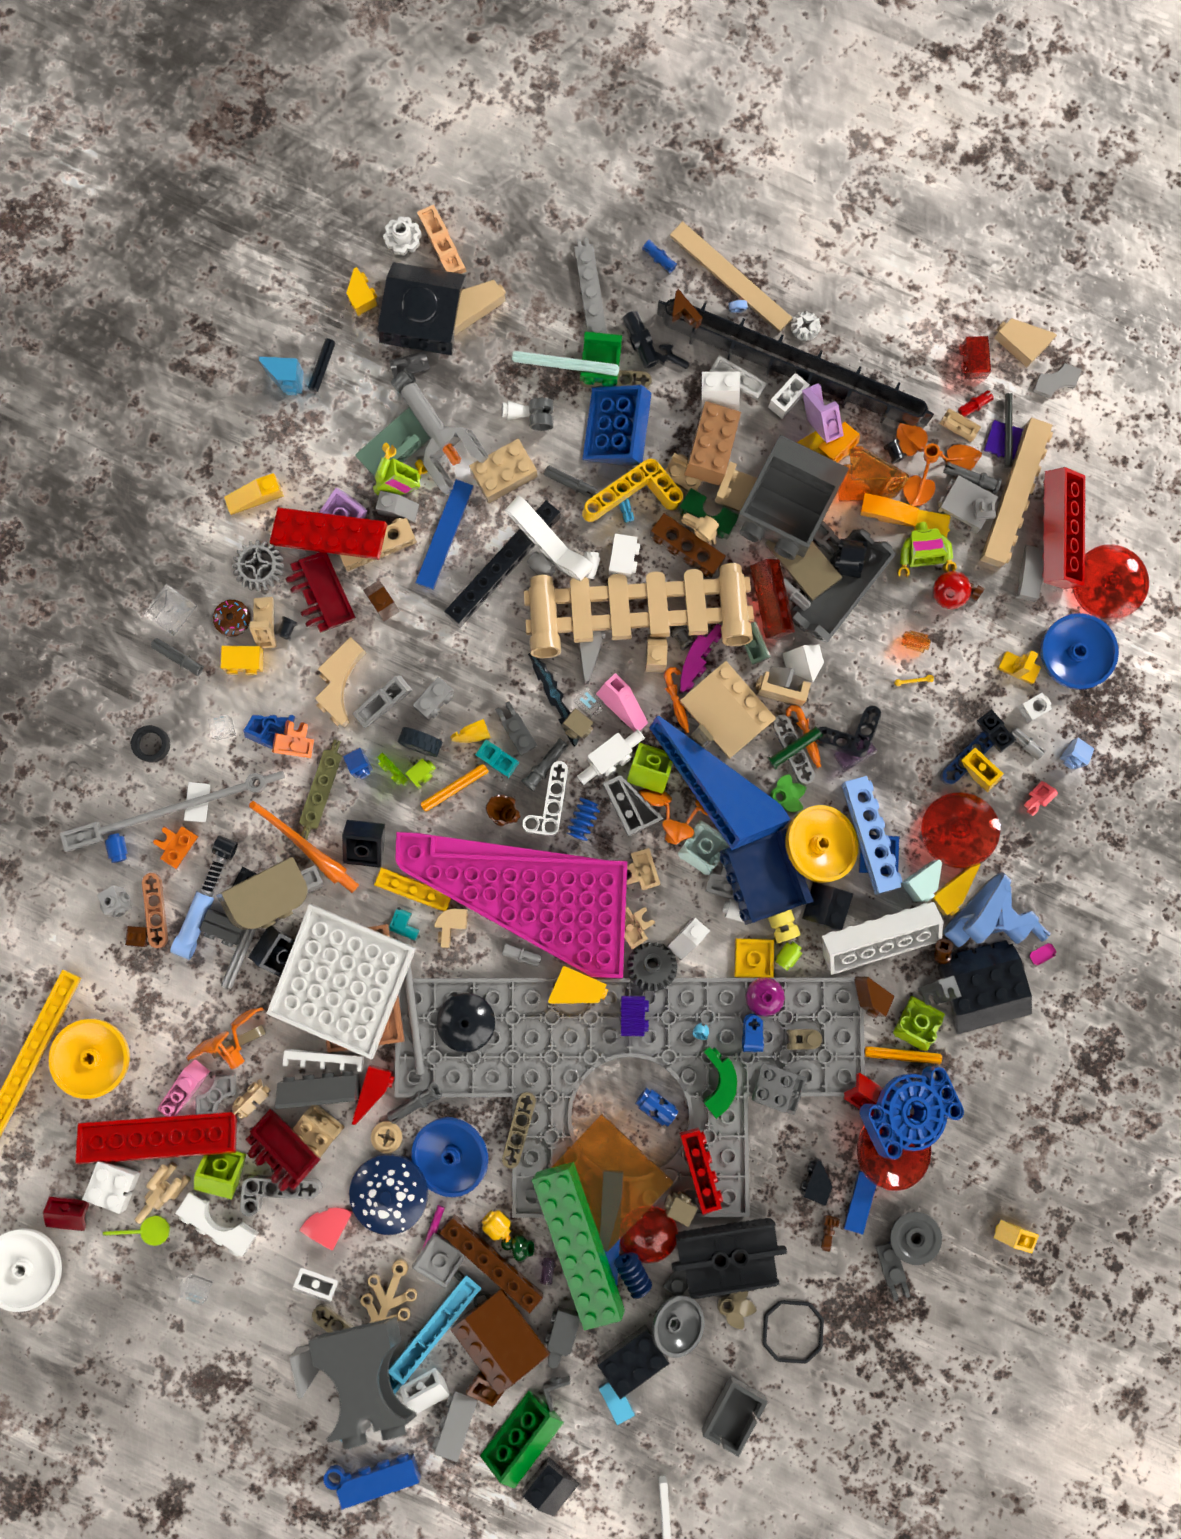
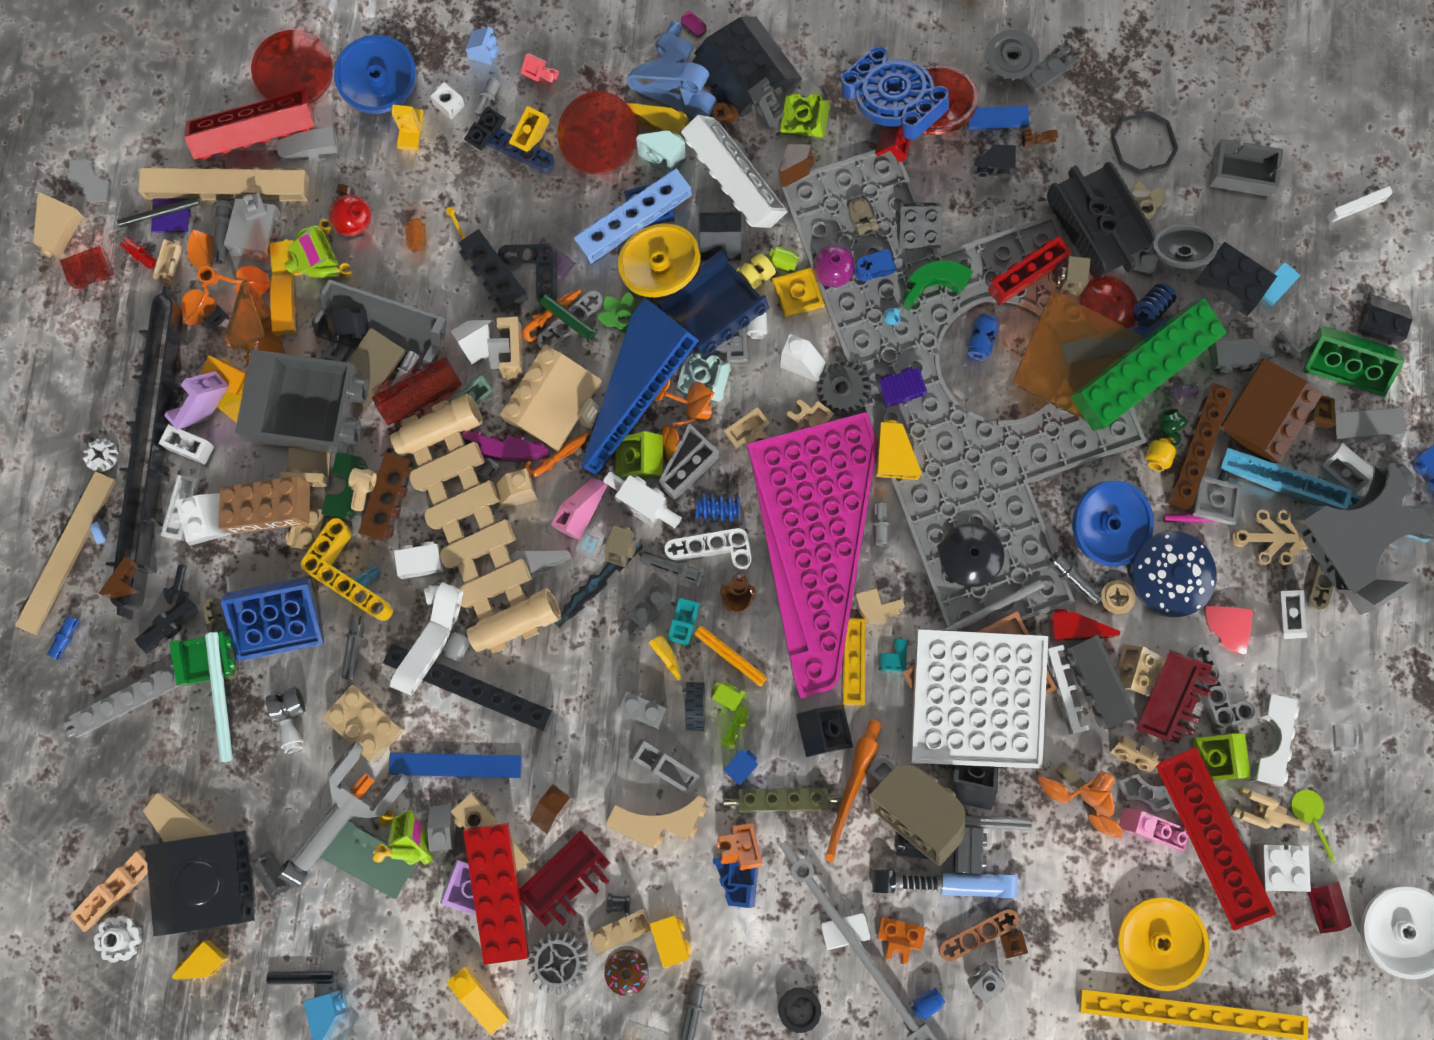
camera: 105 degrees left, 5 degrees down
(517, 1129) = (1058, 461): dark tan beam -> none
(890, 692) = (477, 244): none -> black brick
(903, 1055) = (841, 121): light orange axle -> none

